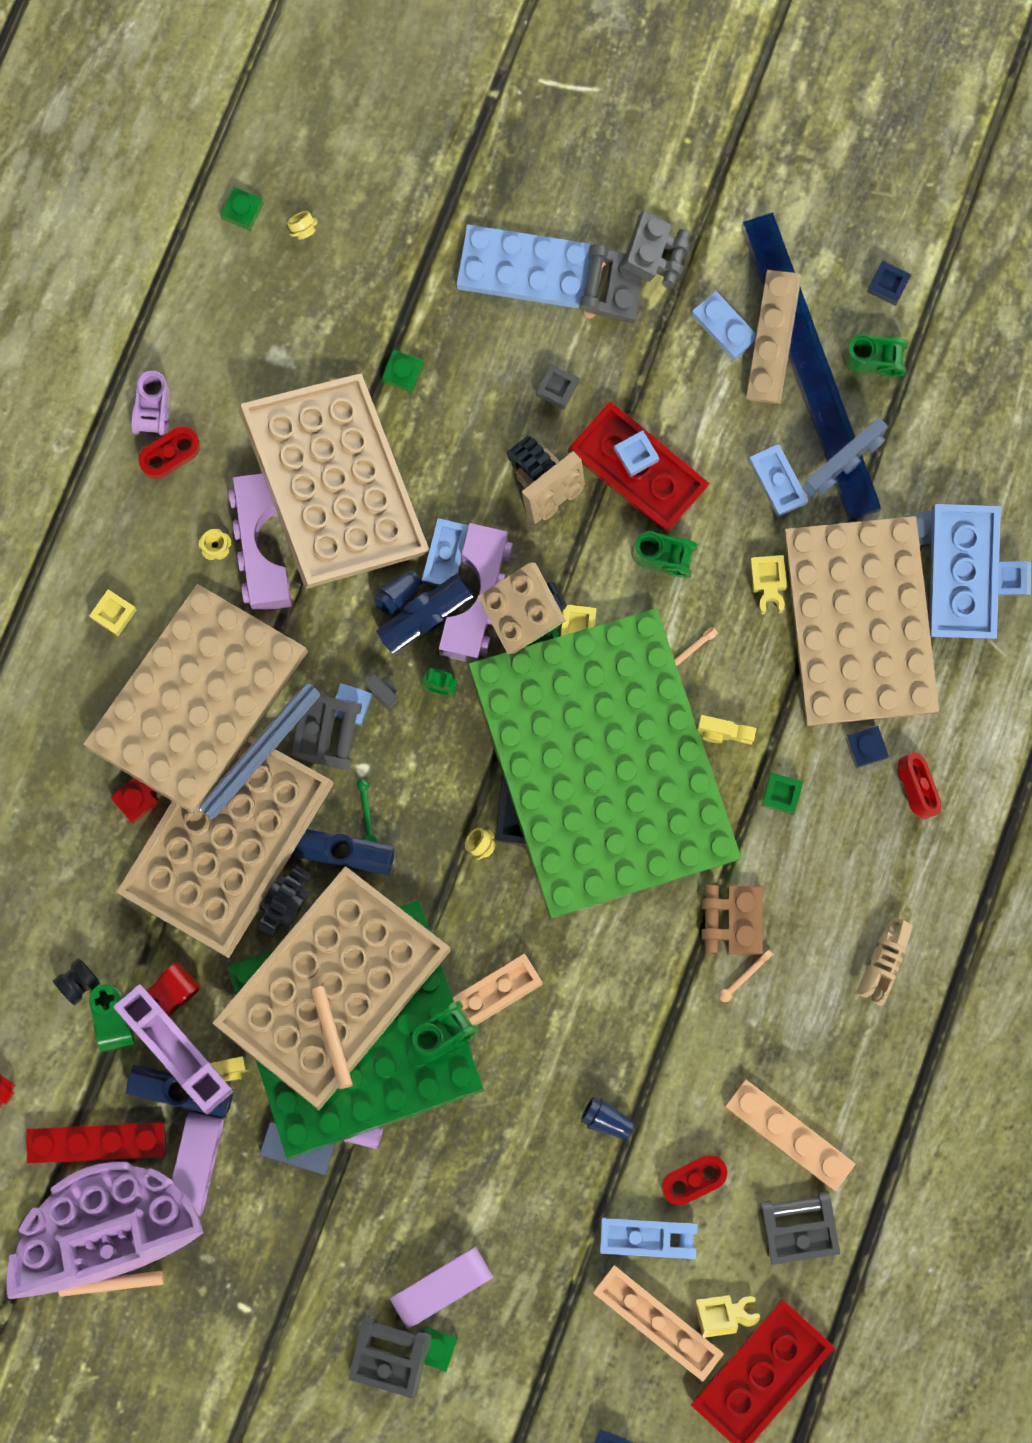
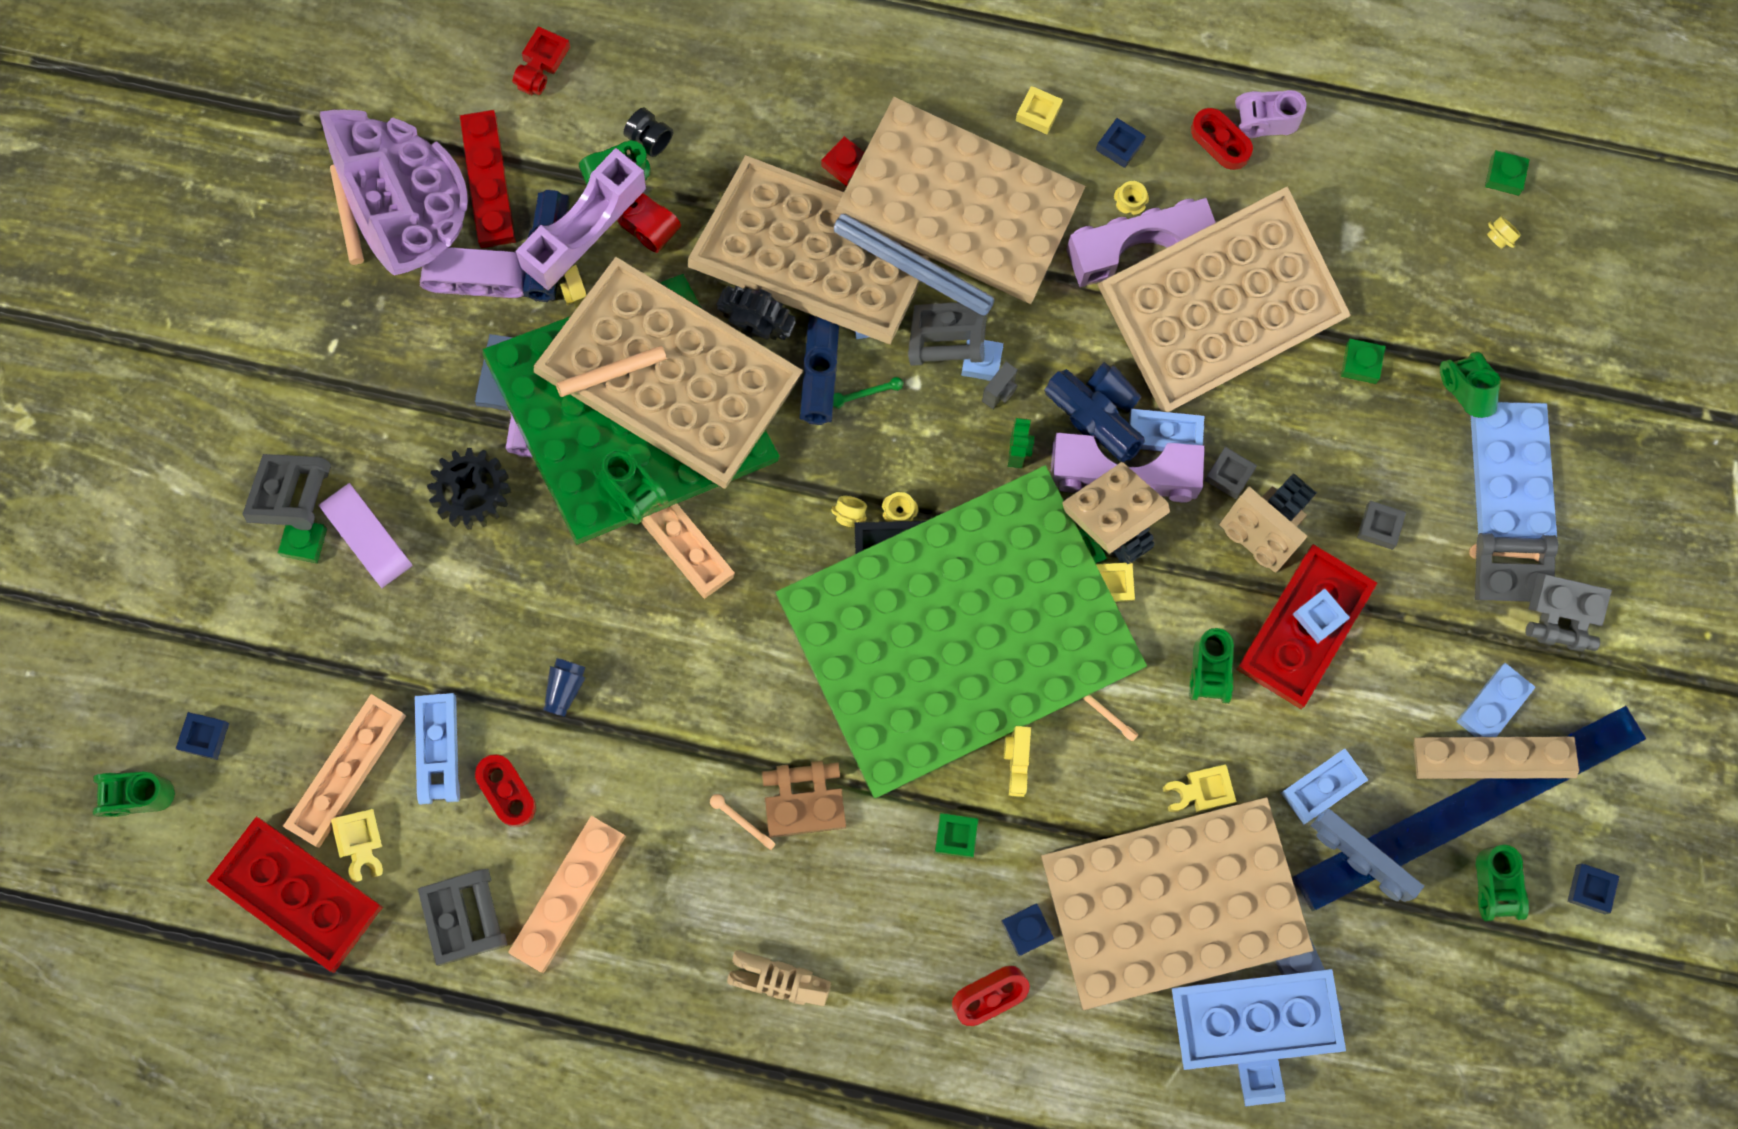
camera: 80 degrees right, 5 degrees down
(158, 544) = (1120, 142): none -> dark blue plate
(402, 1201) = (464, 473): none -> black gear
(437, 283) = (1472, 384): none -> green piece
(475, 796) = (902, 500): none -> light yellow plate
(492, 505) = (1230, 473): none -> dark grey plate

